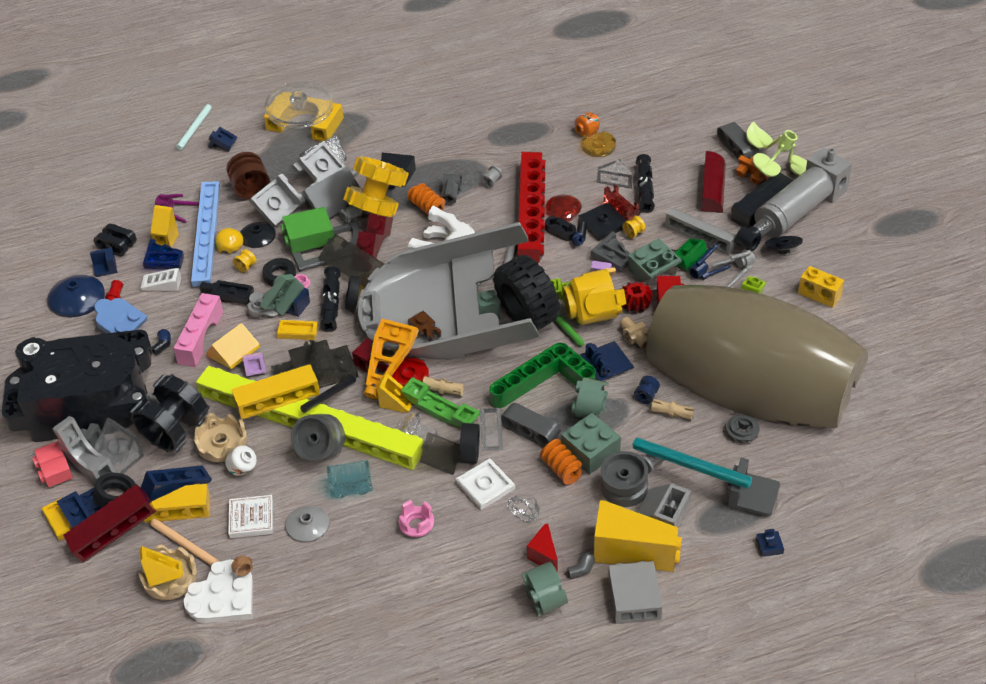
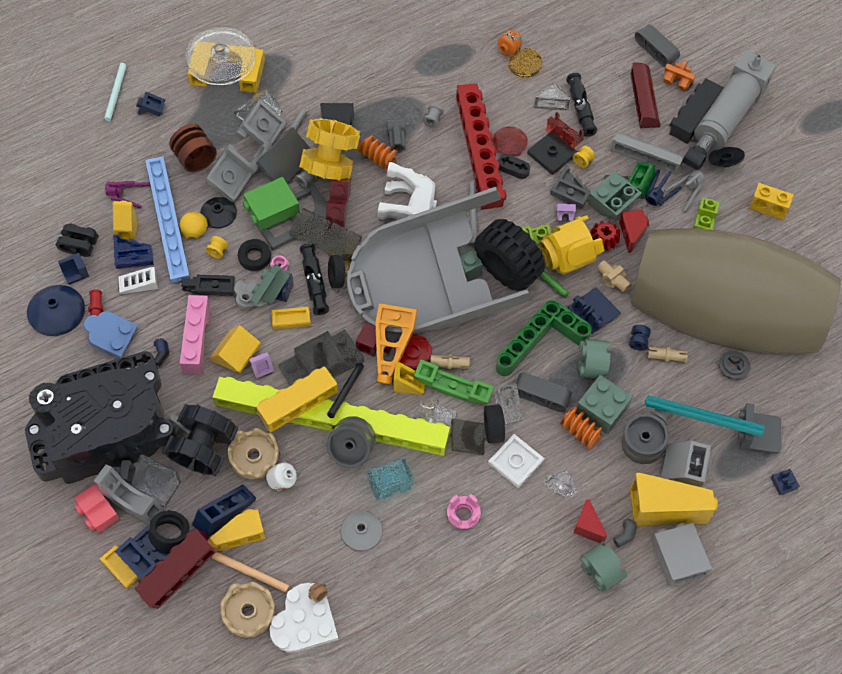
camera: 15 degrees left, 15 degrees up
(159, 567) = (242, 609): yellow slope -> none
(250, 516) = (306, 533): white tile -> none
(425, 325) = (416, 298): reddish brown plate -> none
(580, 235) = (534, 174): arm -> none
(762, 162) = (680, 42): yellowish green plant -> none

